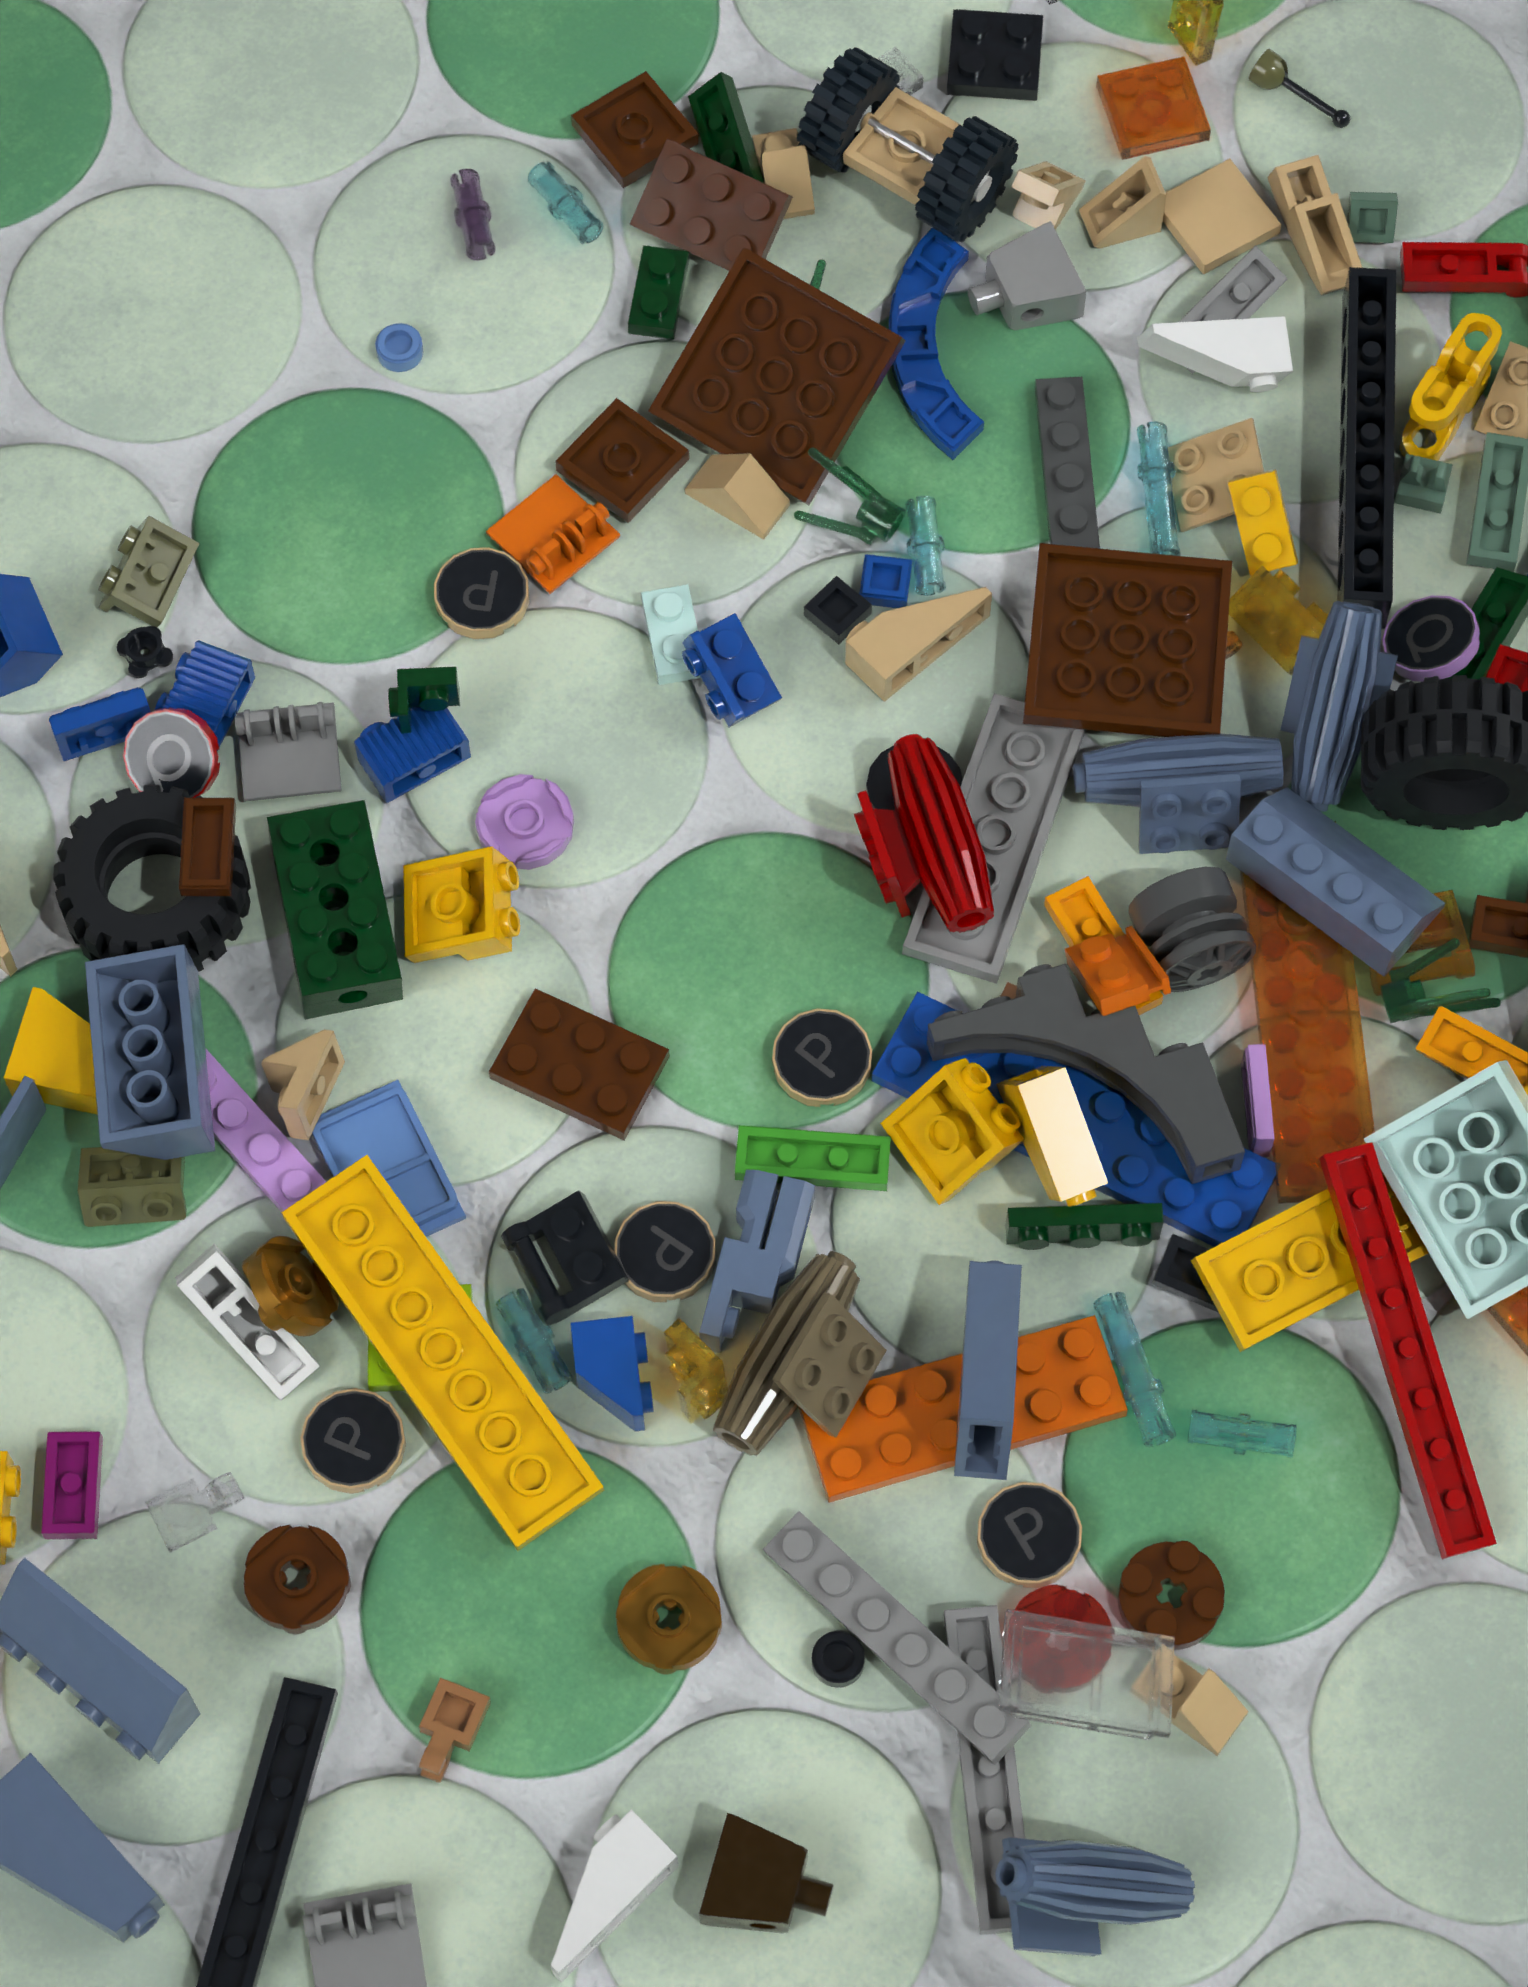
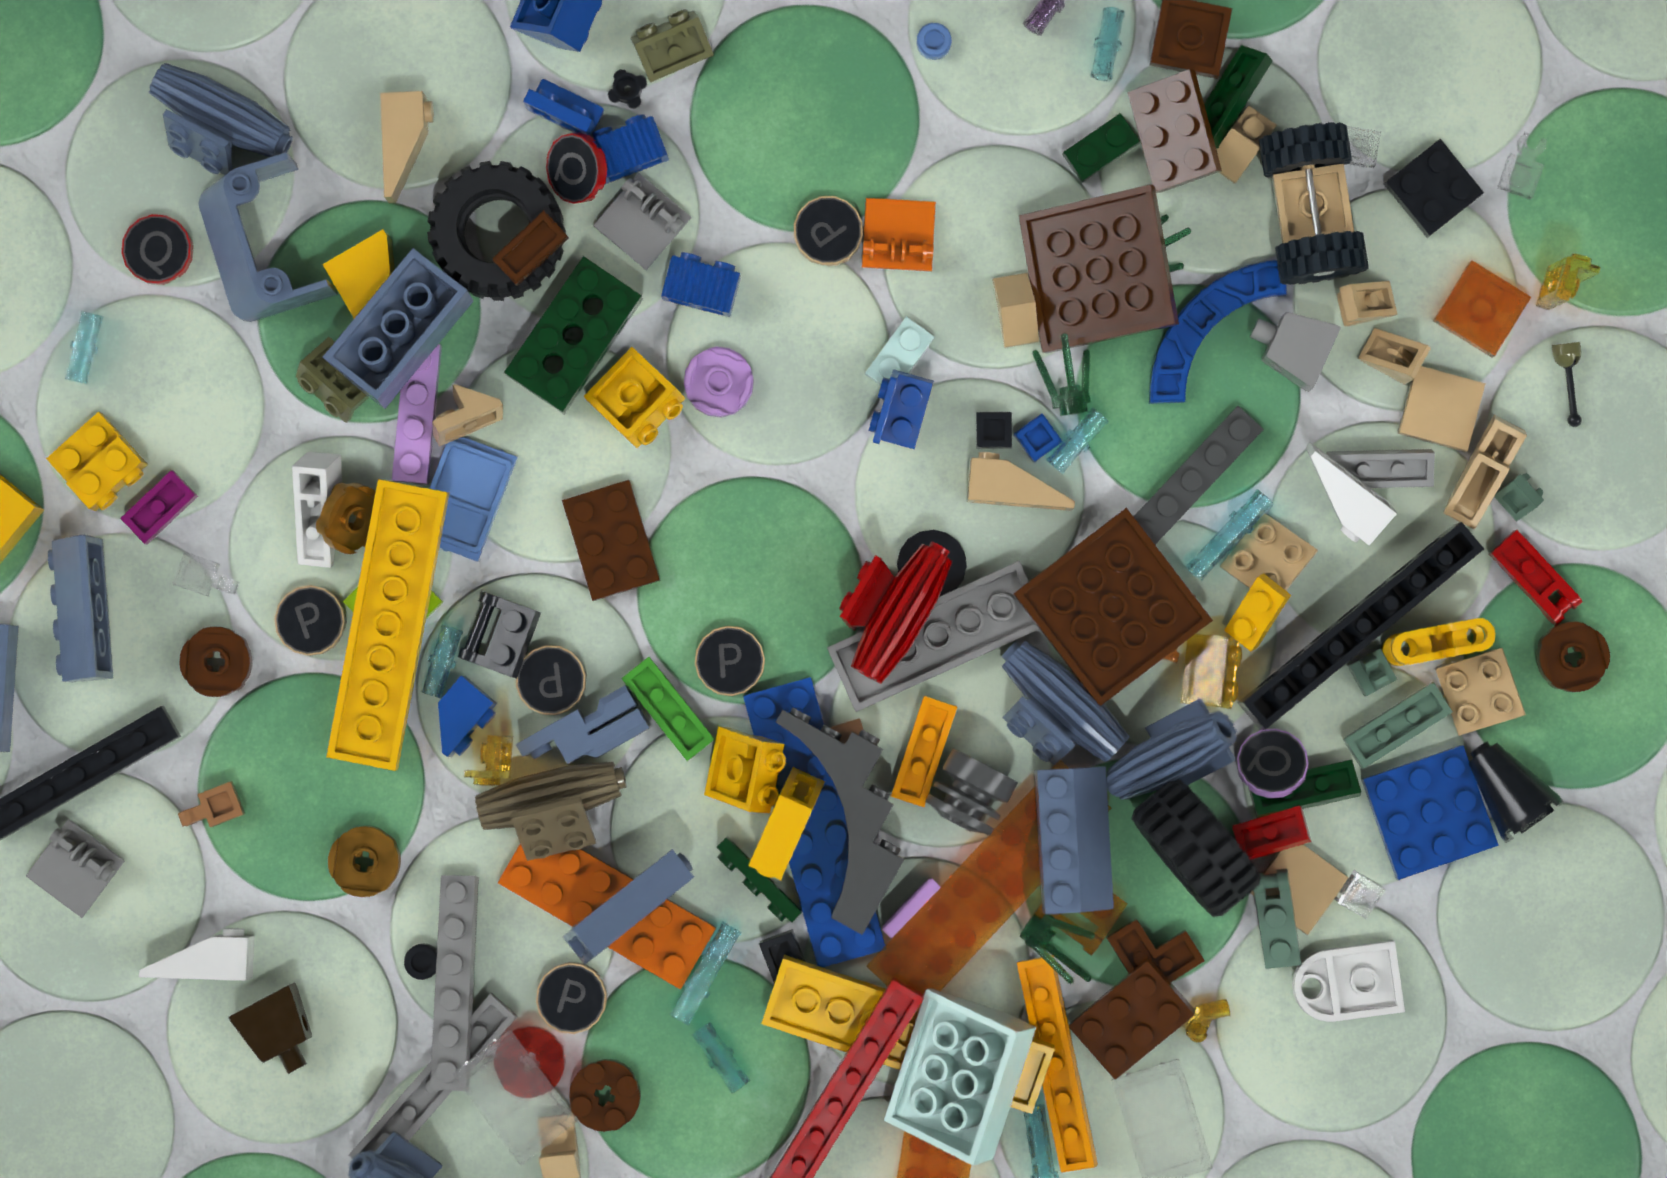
camera: 50 degrees right, 20 degrees up
(424, 688) = (730, 270): dark green bracket -> none
(622, 460) = (976, 230): reddish brown plate -> none
(1117, 970) = (907, 777): orange plate -> none

